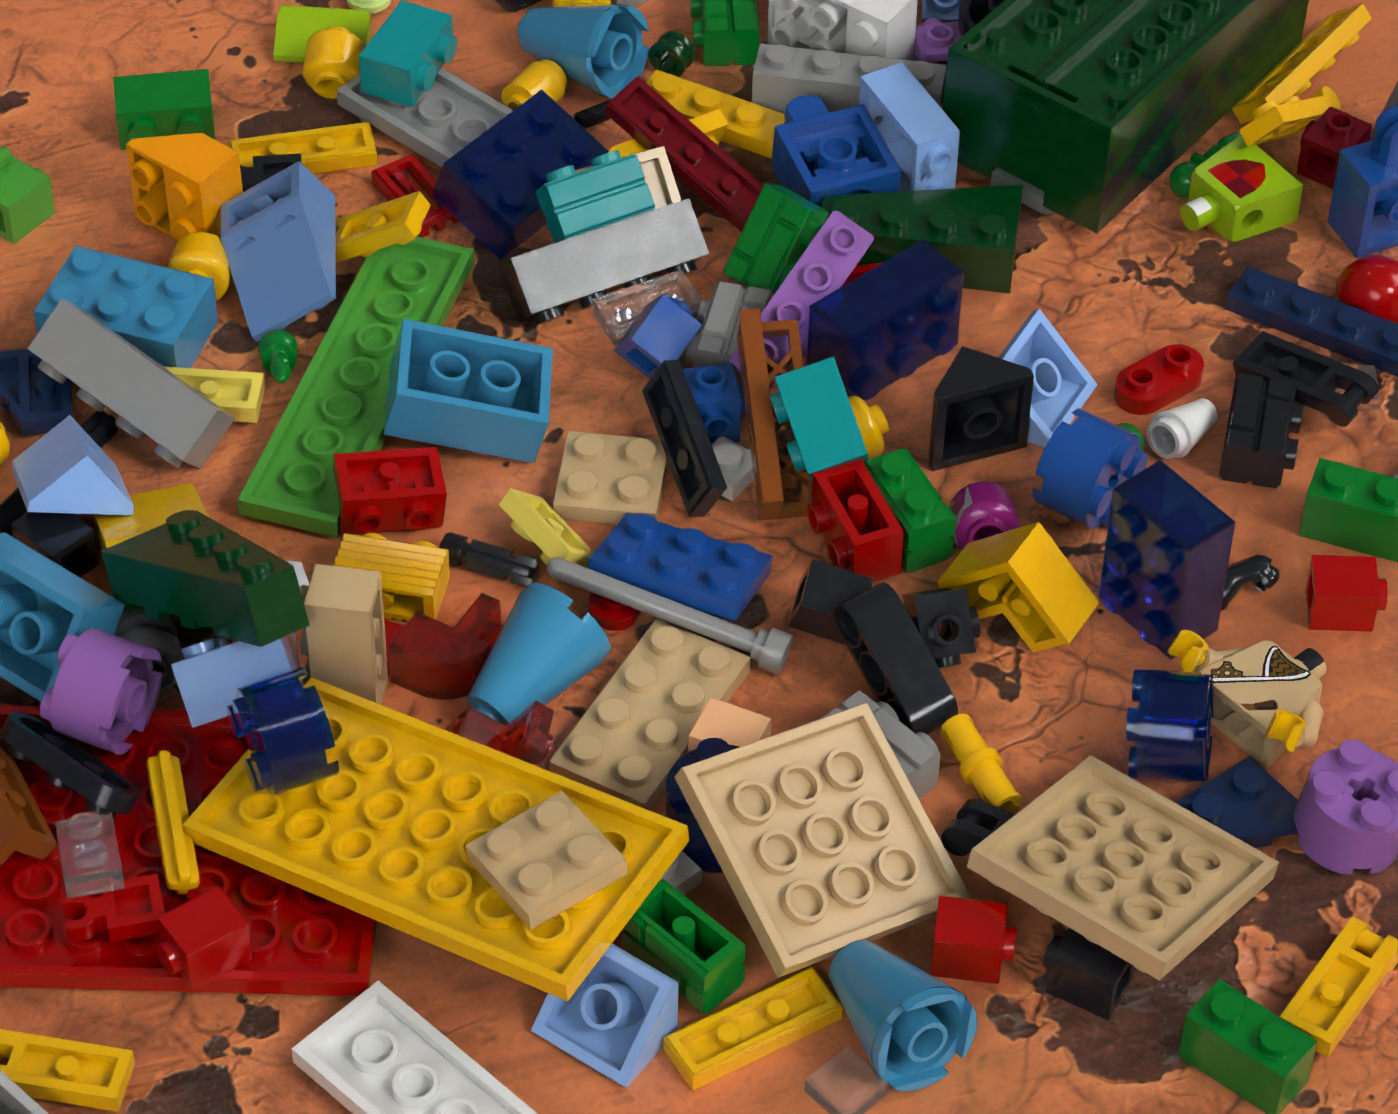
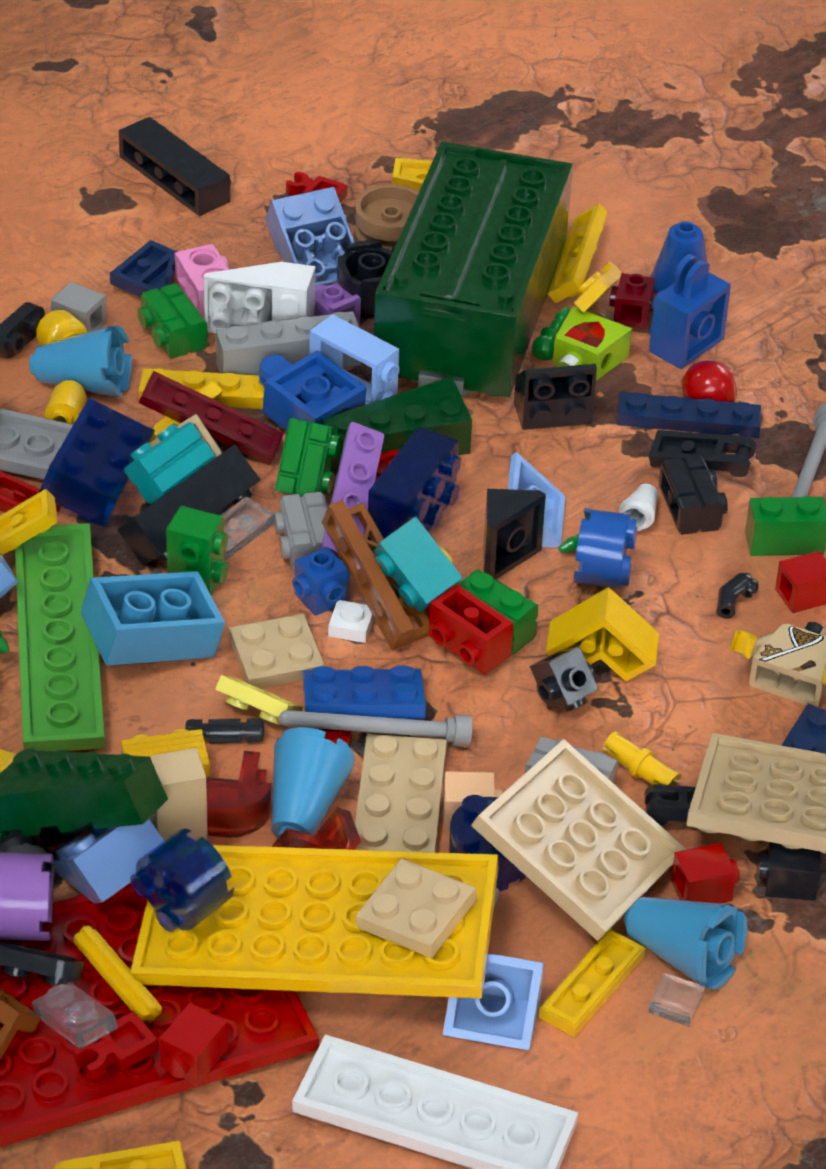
camera: 25 degrees left, 5 degrees down
(390, 490) = (132, 702): red bracket -> none
(574, 319) = (197, 544): none -> green brick
(592, 115) = (123, 403): black piece -> none
(658, 334) = (260, 545): blue brick -> none
(676, 44) = (151, 346): dark green bush -> none
(684, 438) = (320, 607): black tile -> none
(686, 946) = (530, 937): green brick -> none
(818, 593) = (484, 686): black brick -> none
(895, 658) = (551, 706): black beam -> none
(981, 512) = (552, 597): magenta head -> none
(1151, 250) = (555, 396): none -> black slope
(1159, 379) = (604, 481): red plate -> none
(1165, 557) = (696, 589): clear blue brick -> none
(1170, 725) = (755, 696): clear blue brick -> none

